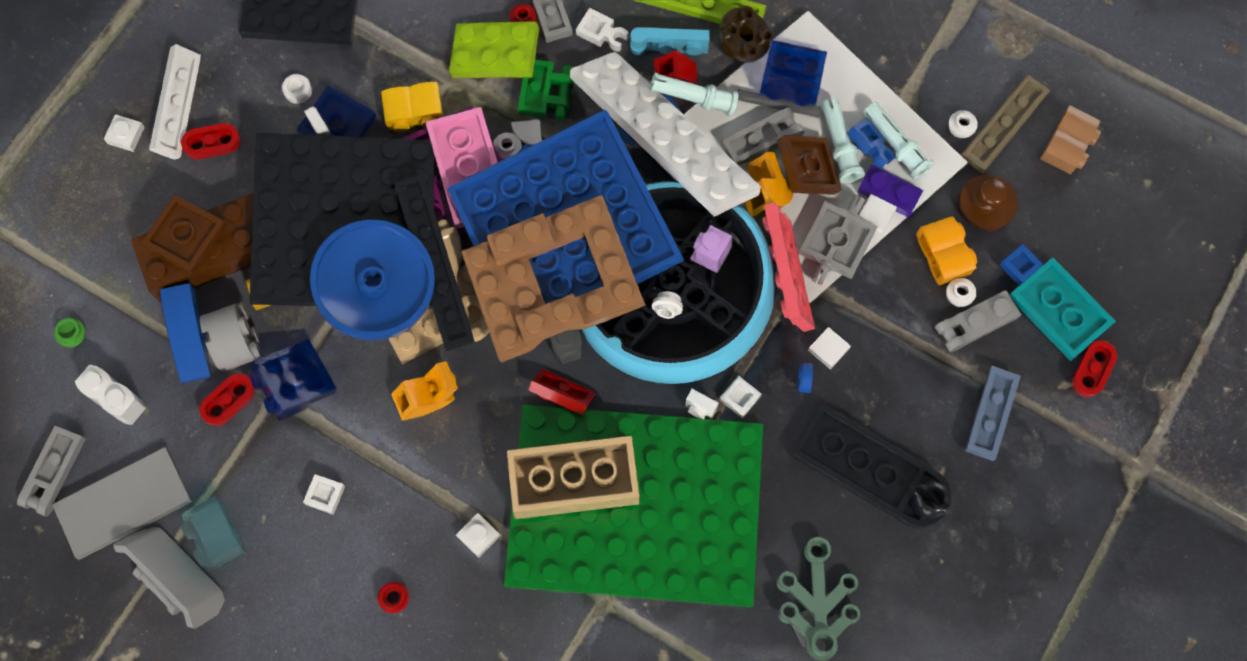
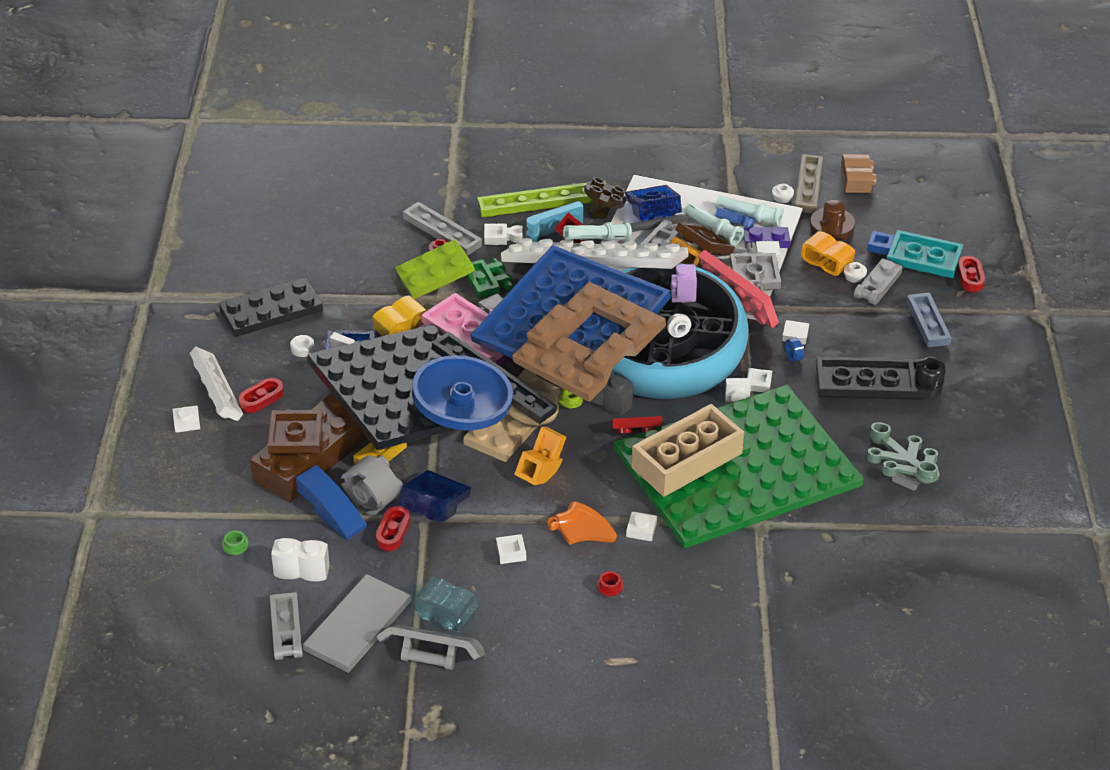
camera: 30 degrees left, 30 degrees down
(418, 499) = (581, 524): none -> orange arm

